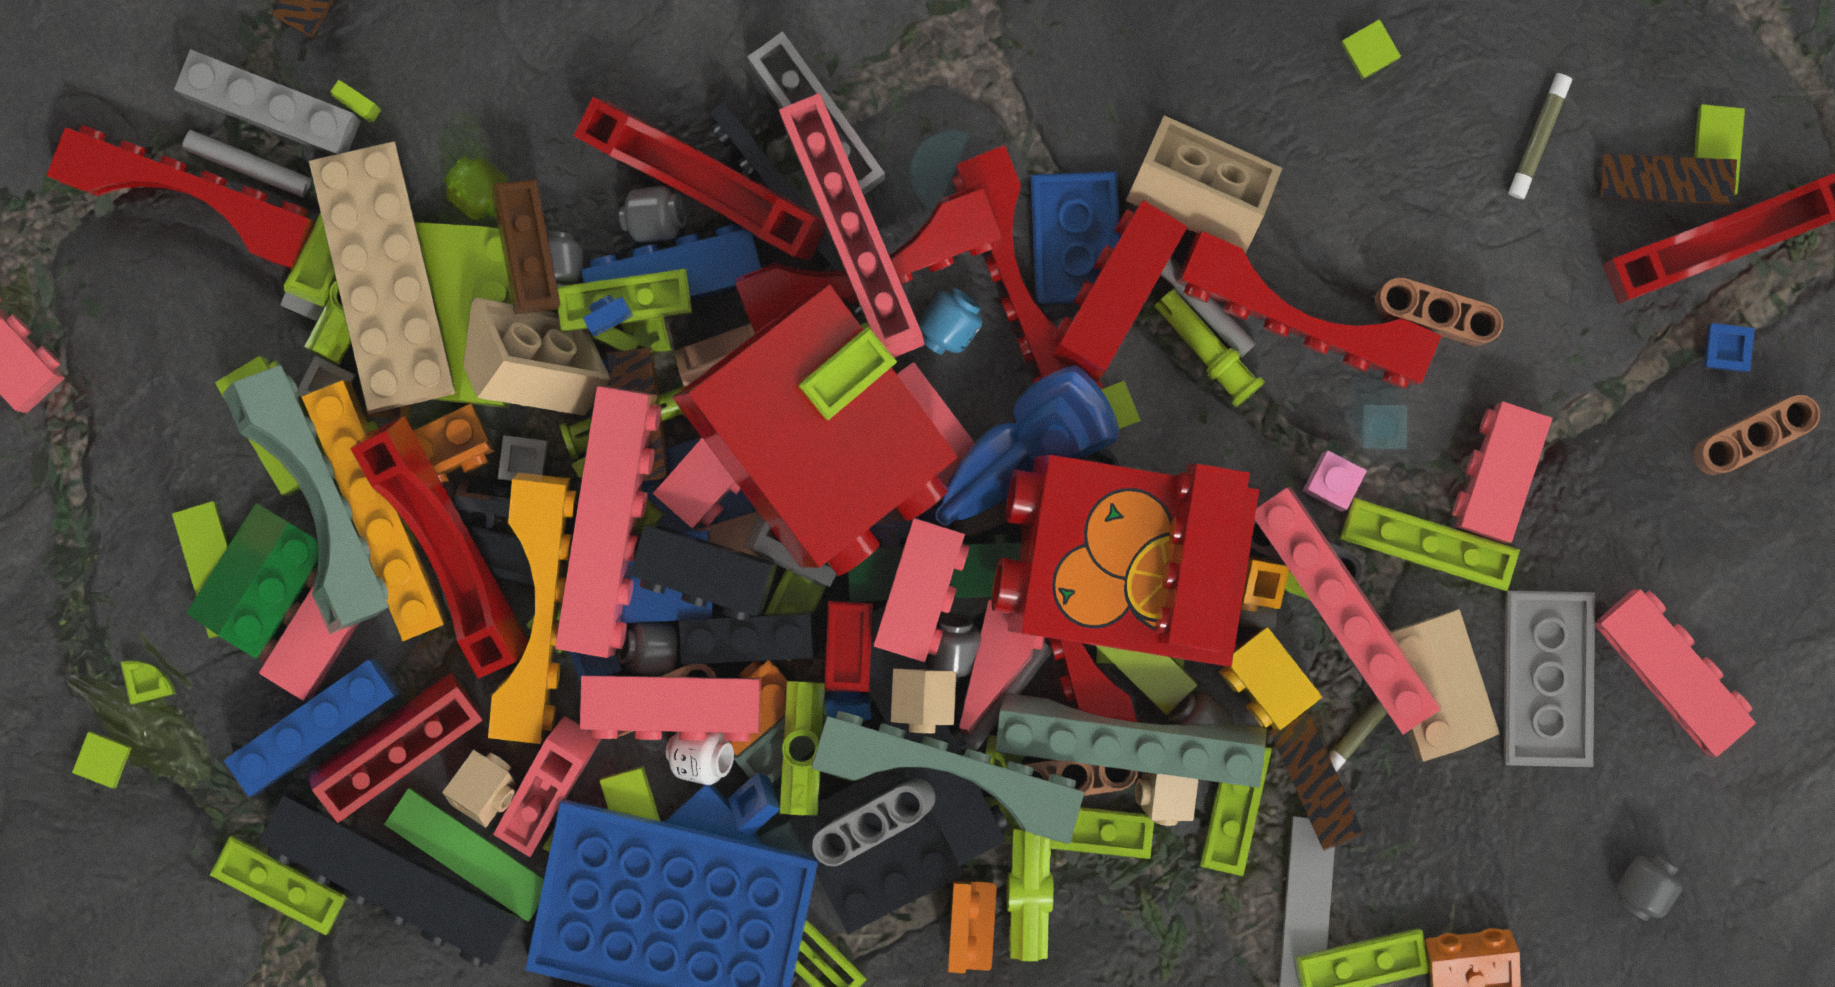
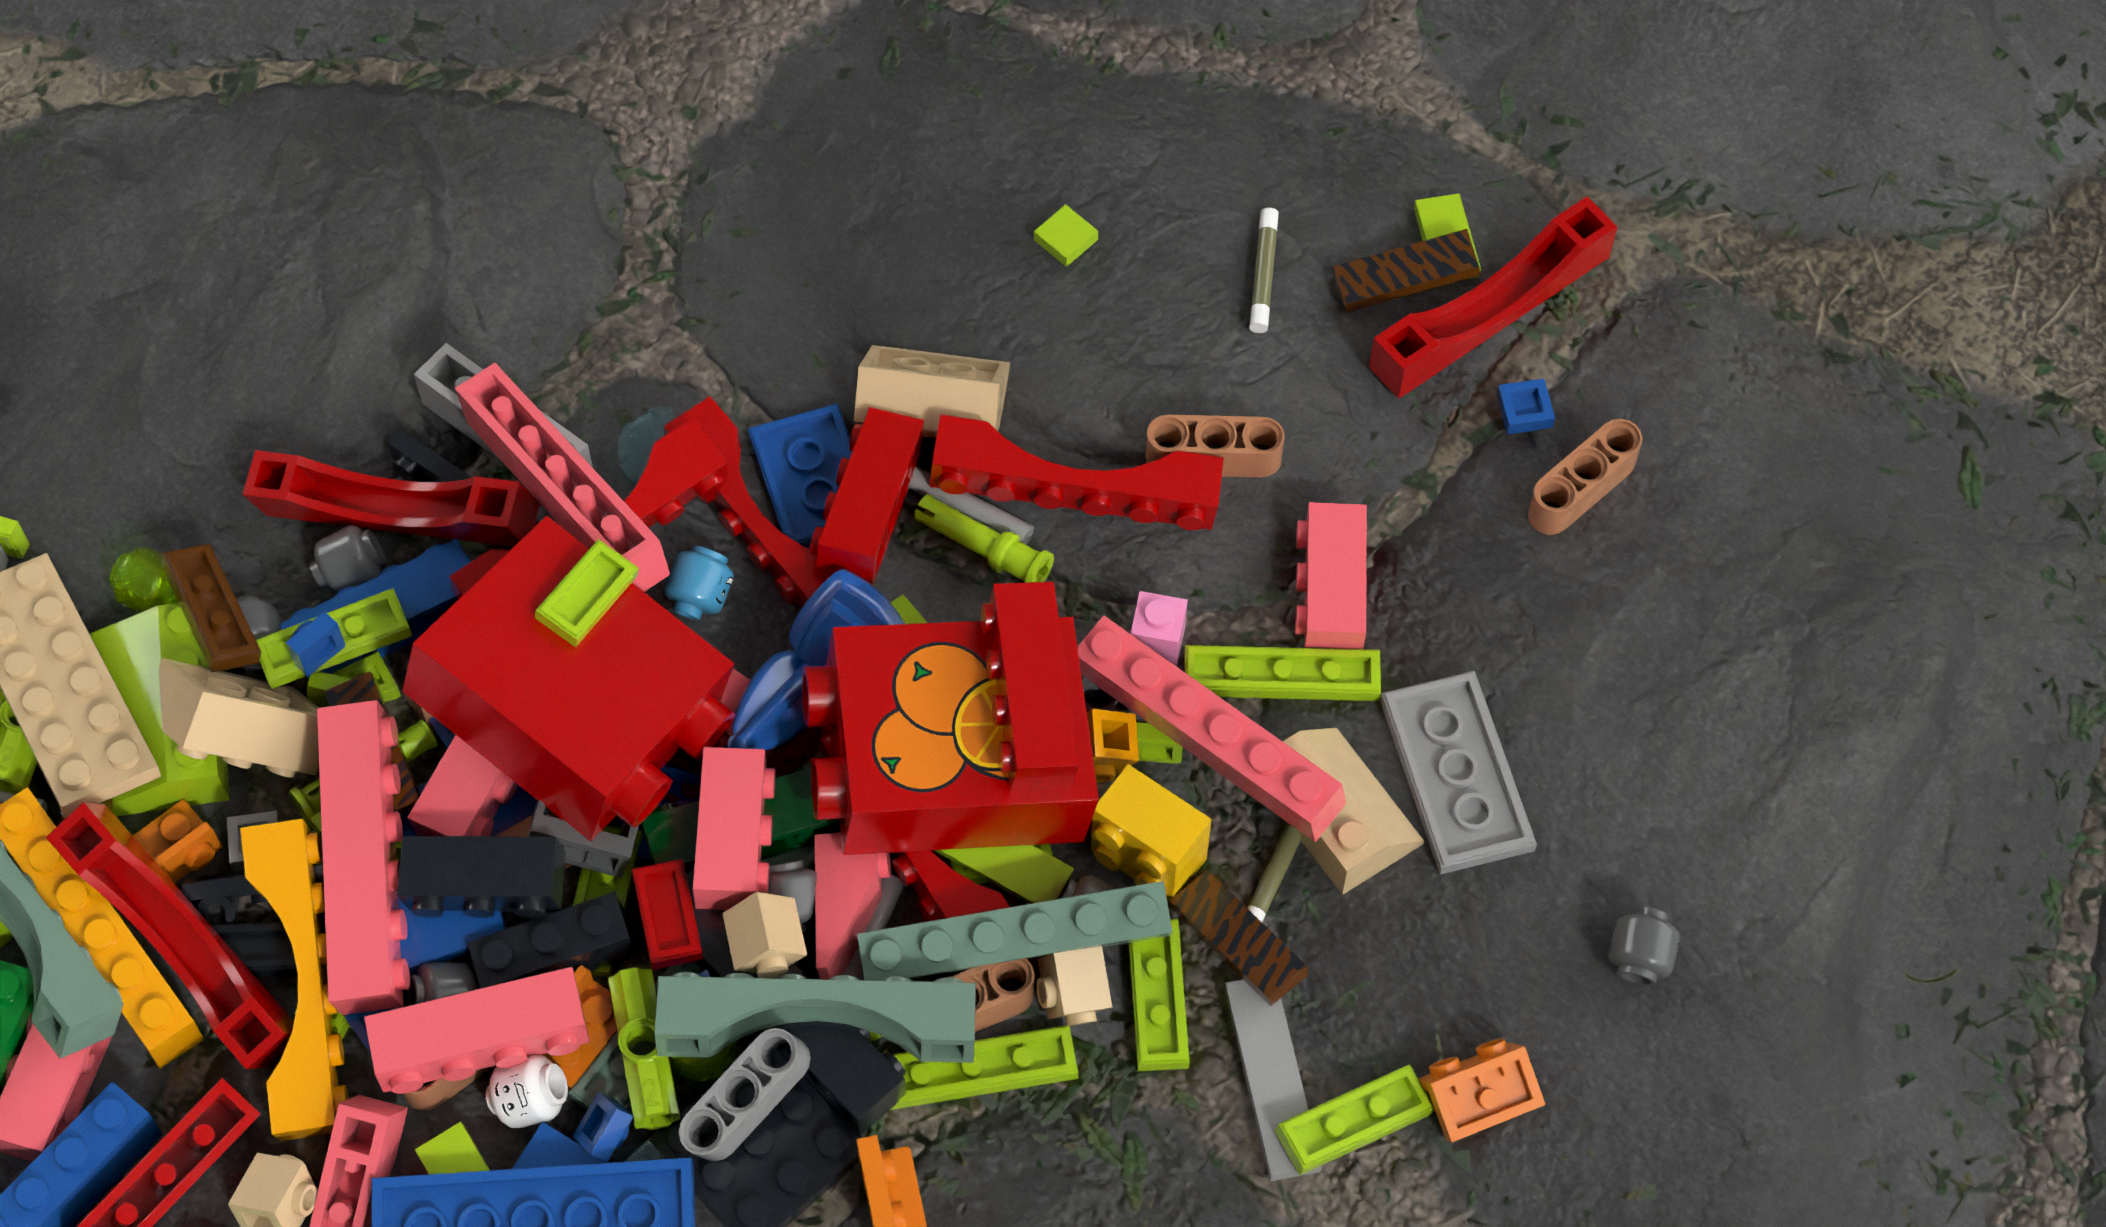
camera: 20 degrees left, 25 degrees down
(1029, 895) = (949, 1141): lime piece -> none
(1384, 427) = (1194, 569): clear light blue plate -> none
(1674, 672) = (1588, 724): coral brick -> none

